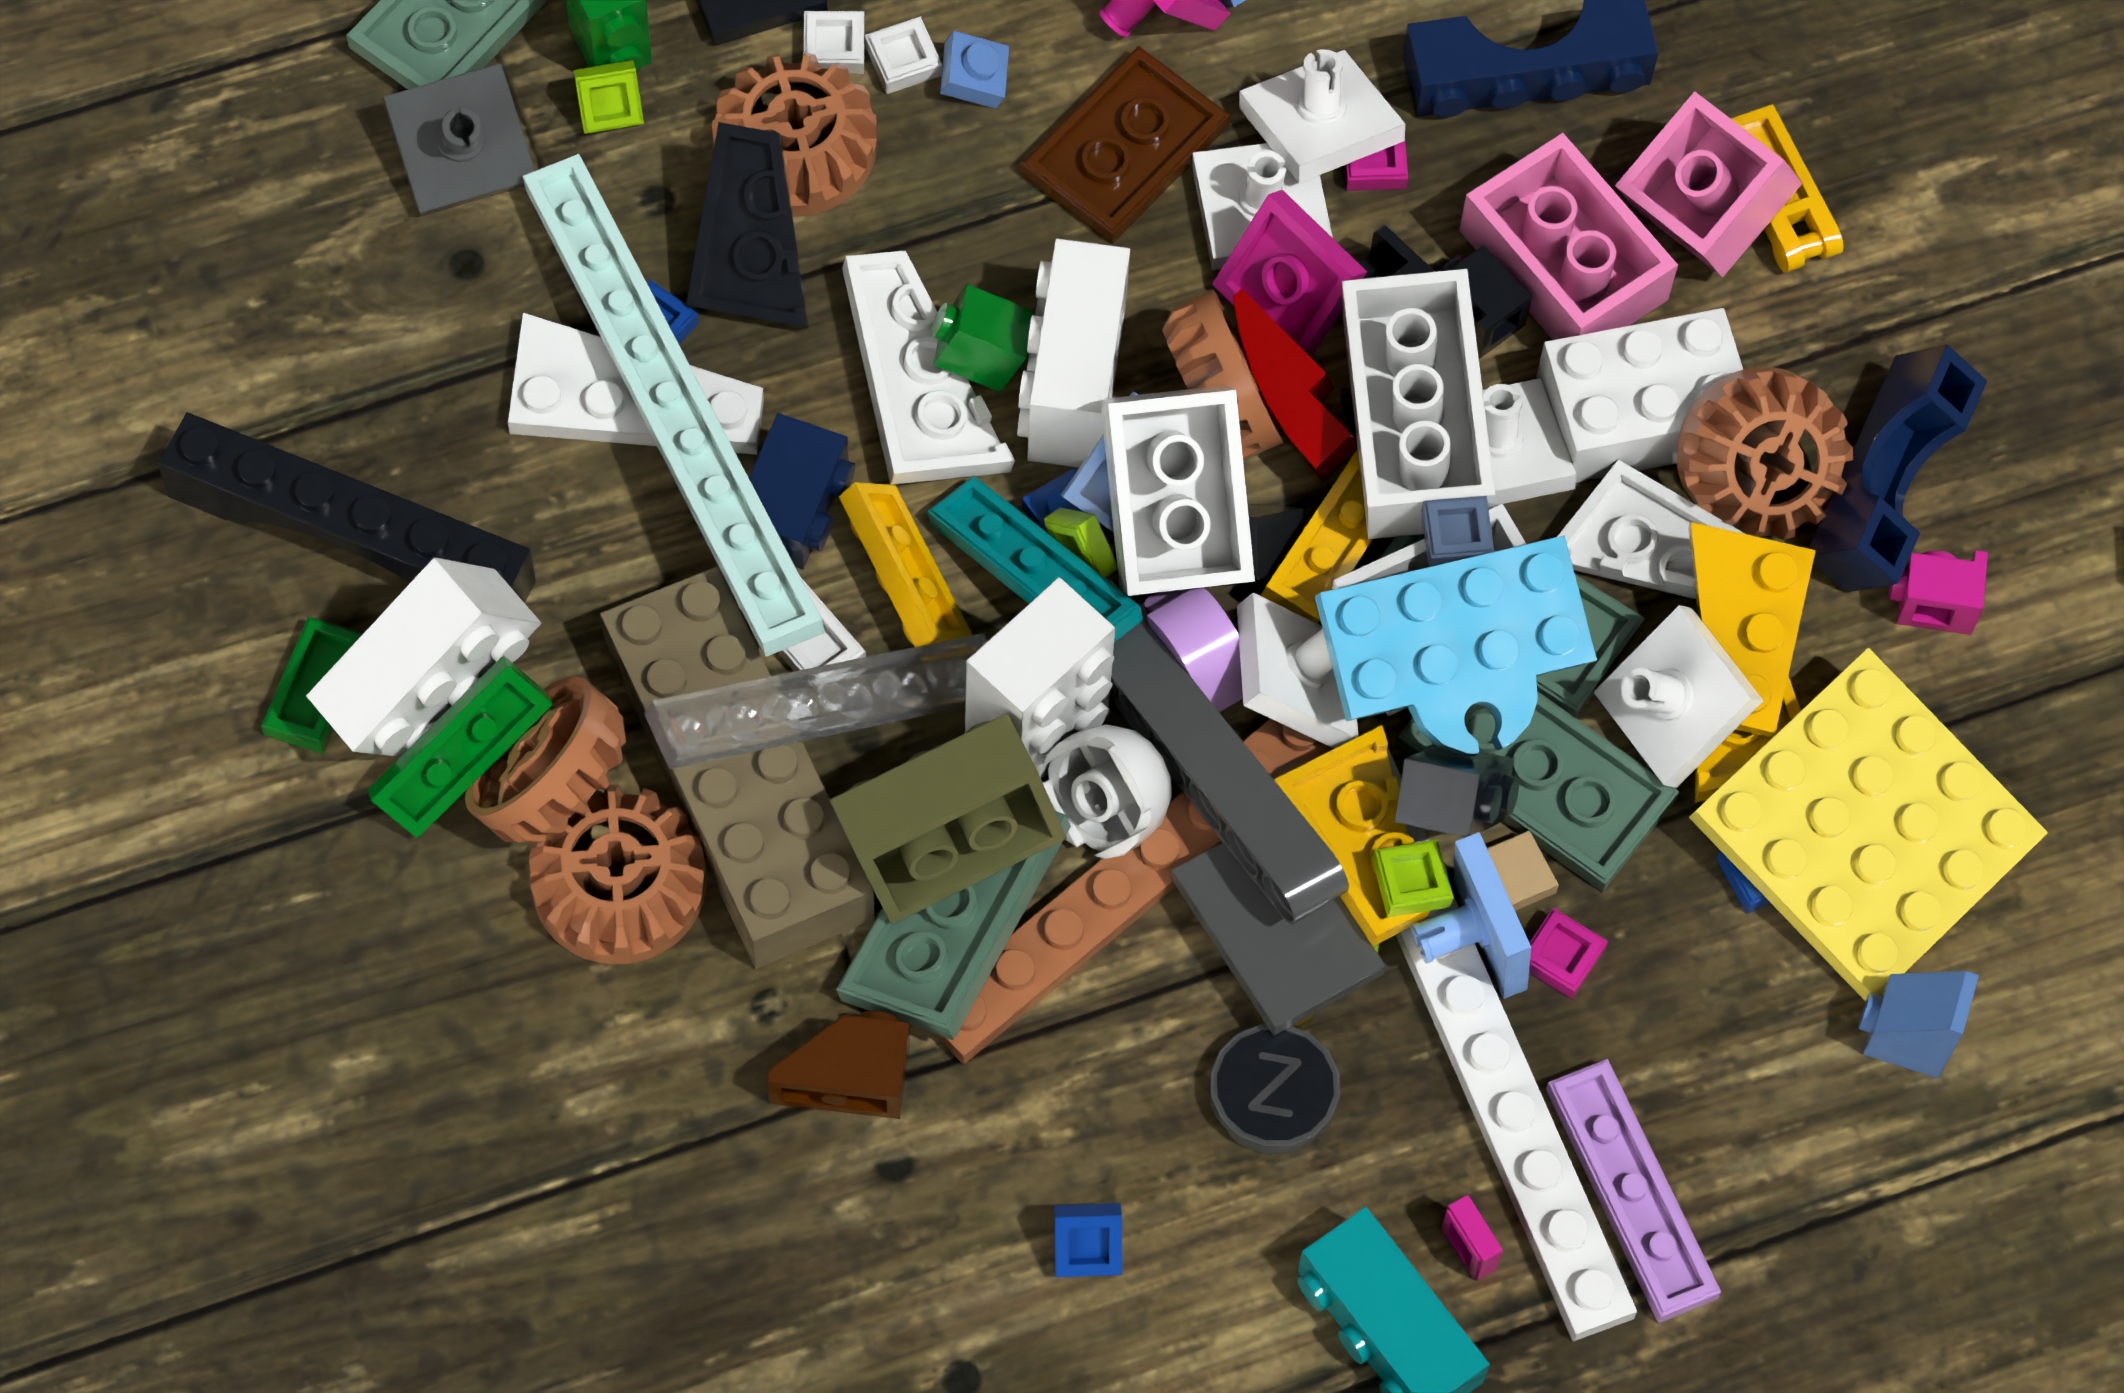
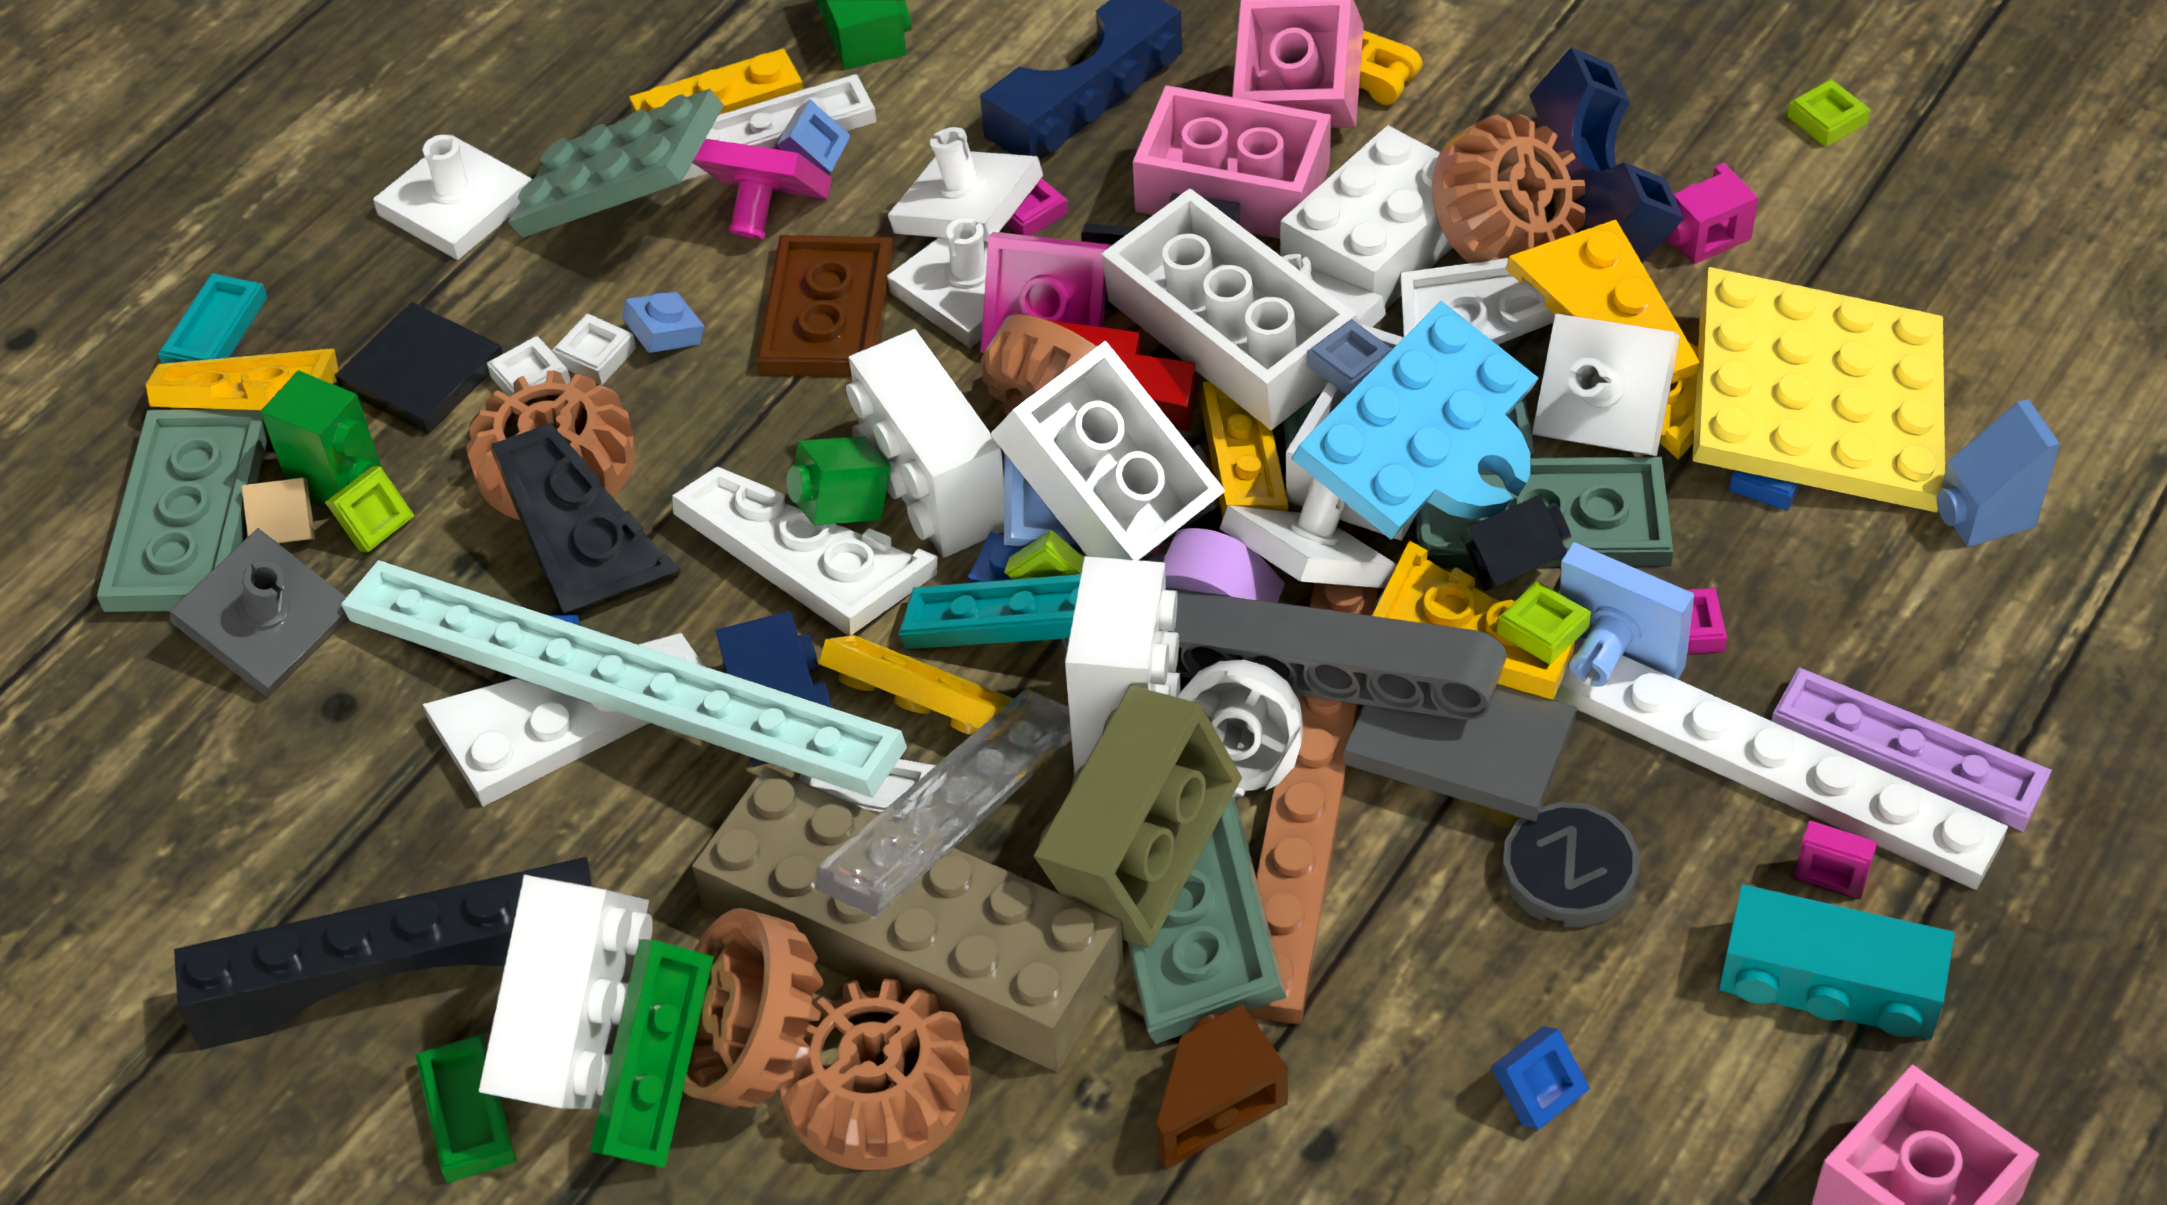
camera: 30 degrees left, 15 degrees down
(537, 48) = (279, 510): none -> tan tile

